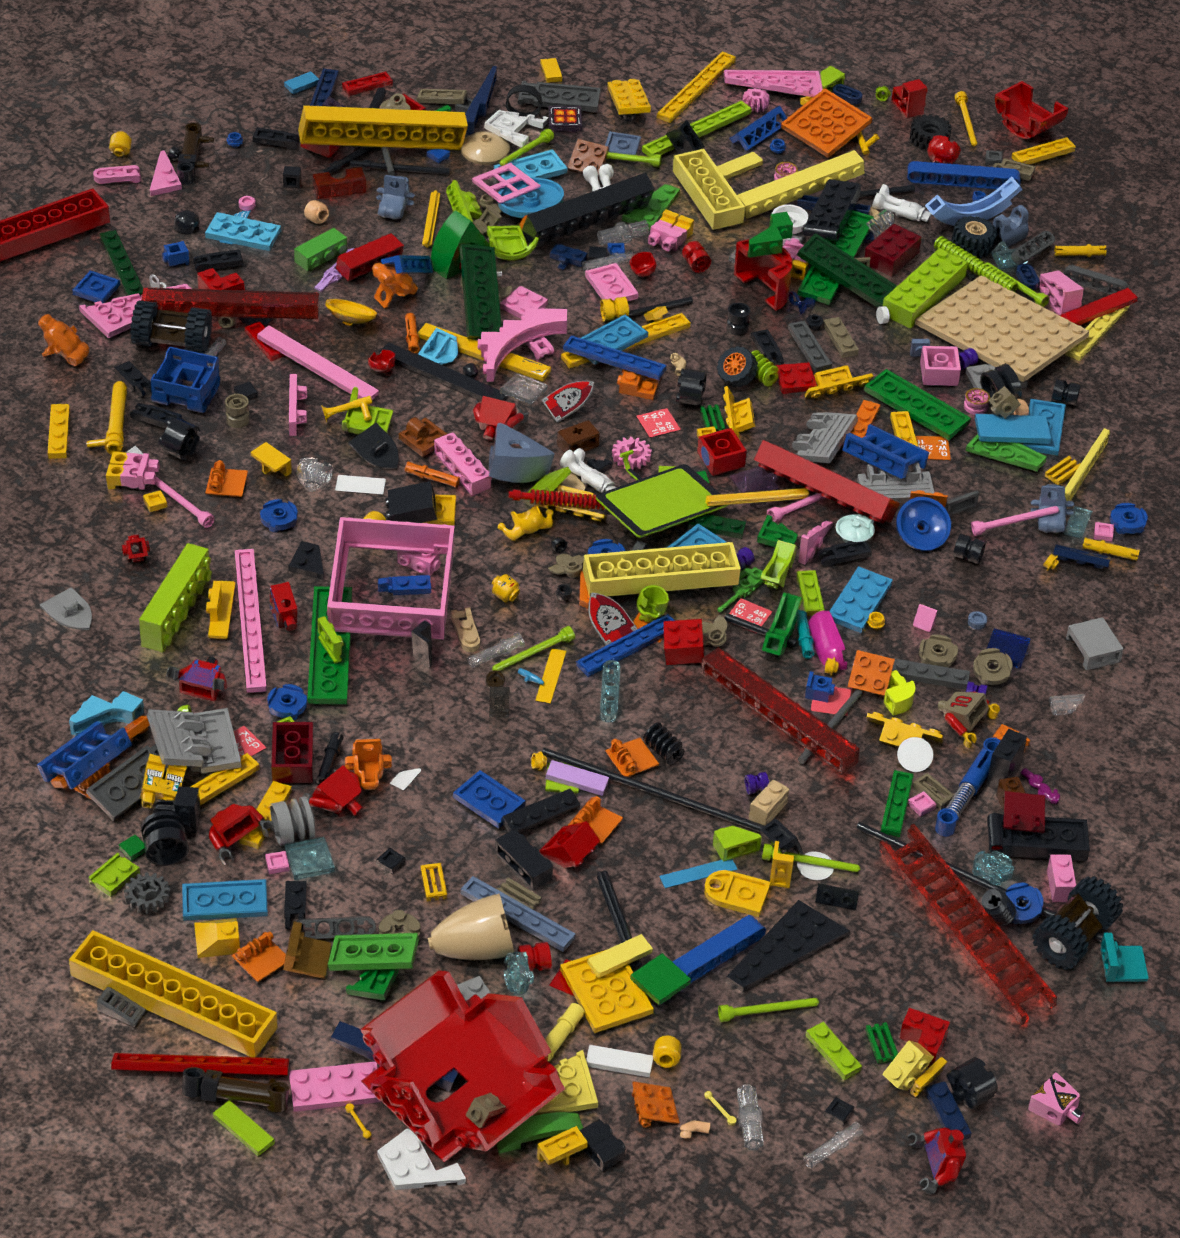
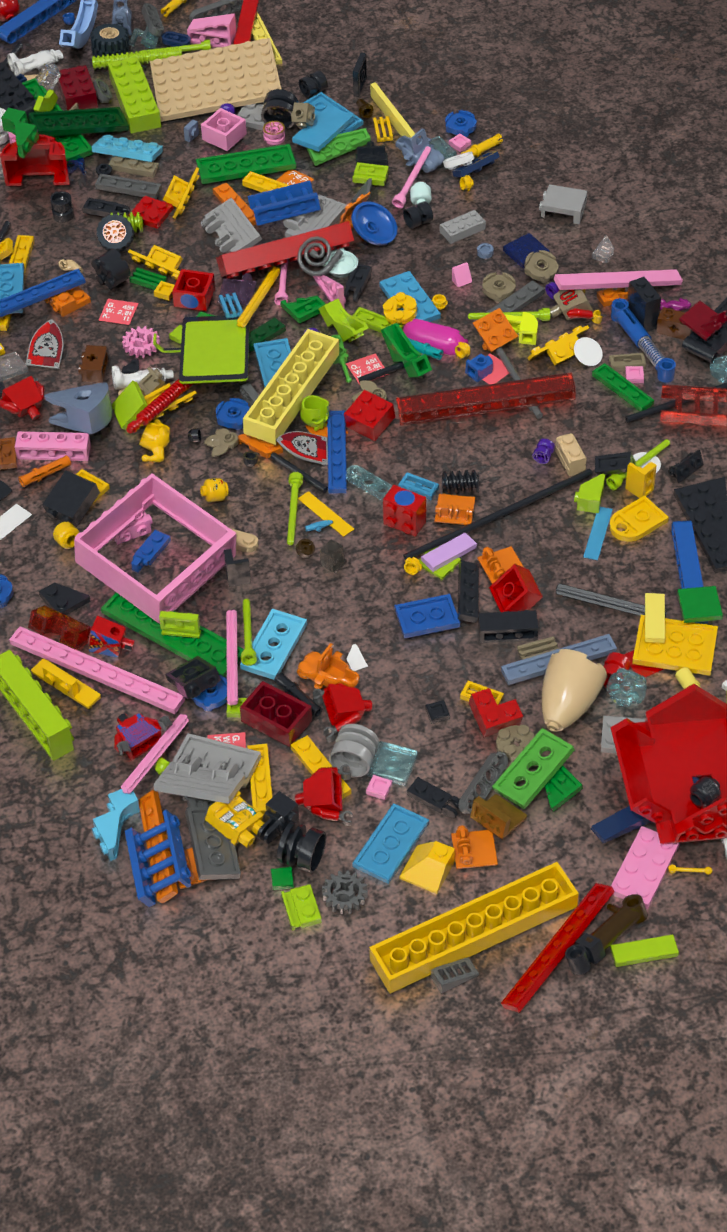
camera: 50 degrees left, 5 degrees up
(189, 698) = (154, 754): none -> bright pink axle
(272, 562) = (72, 632): none -> clear red arch
(283, 679) = (194, 677): none -> black plate
(328, 692) = (232, 659): none -> bright pink axle
(338, 702) = (248, 656): none -> lime piece
(377, 705) = (268, 634): none -> medium azure plate
(409, 894) = (491, 716): none -> red brick
(433, 1079) = (705, 791): none -> black head
(503, 647) = (274, 524): clear pin -> none
(580, 632) = (293, 468): none -> black bar
(586, 480) = (151, 381): none -> dark tan bracket
(588, 720) = (404, 510): none -> red brick
(639, 731) = (417, 486): none -> dark azure tile
(725, 483) = (229, 299): none -> dark azure tile
(835, 500) = (313, 253): none -> dark grey piece
(840, 590) = (398, 301): none -> yellow plate
(842, 238) = (47, 102): none -> lime tile
(853, 320) = (126, 148): none -> medium azure plate
(882, 315) = (137, 131): white tile -> none
(908, 265) = (102, 91): none -> dark grey plate
(931, 699) = (543, 314): none -> lime piece
(991, 588) = (462, 226): none -> light grey piece
(992, 491) = (365, 171): none -> lime plate
(999, 538) = (420, 192): none -> light aqua head
(1016, 721) = (615, 279): none -> bright pink tile
(1018, 480) = (372, 154): none -> black slope
(1068, 539) = (453, 162): none -> white plate
(1073, 444) = (365, 109): none -> dark brown cone
(1108, 414) = (359, 74): none -> black tile

